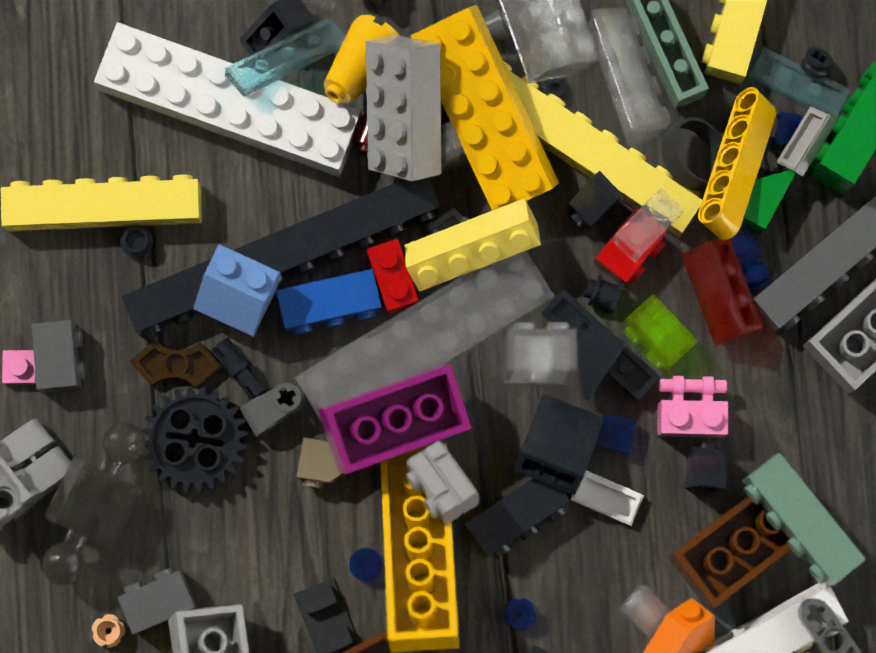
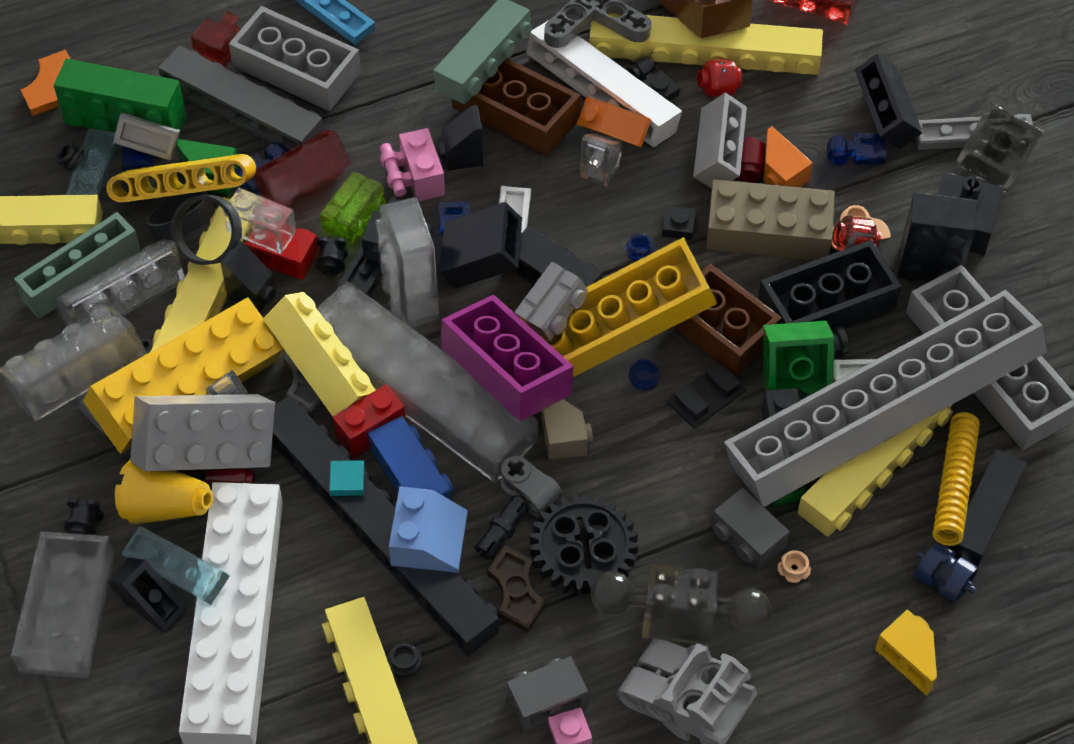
camera: 105 degrees left, 25 degrees down
(324, 234) = (347, 478): none -> teal tile
(659, 185) = (177, 221): none -> black tyre

